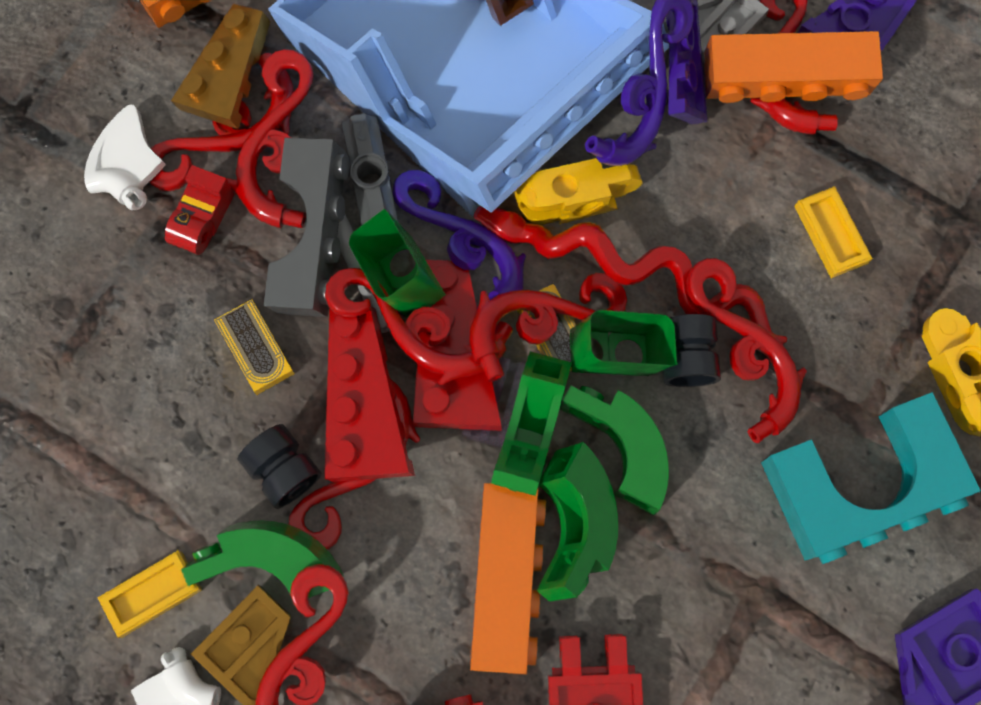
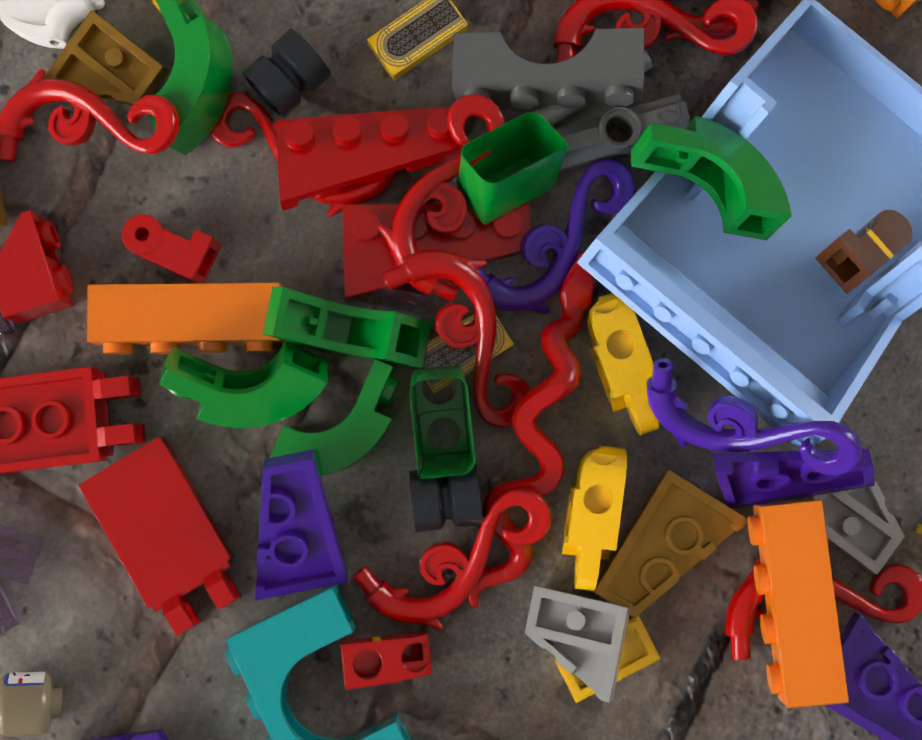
camera: 85 degrees right, 10 degrees up
(419, 82) = (723, 165): none -> green arch
(430, 609) = (159, 246): none -> red leg
(708, 226) = (594, 512): none -> yellow piece
(709, 622) = (162, 532): none -> red tile
(717, 486) = (297, 529): none -> dark purple wing
(733, 173) = (664, 542): none -> pearl gold wing
(815, 245) = (581, 635): none -> light grey wing
(834, 419) = (384, 659): none -> red leg

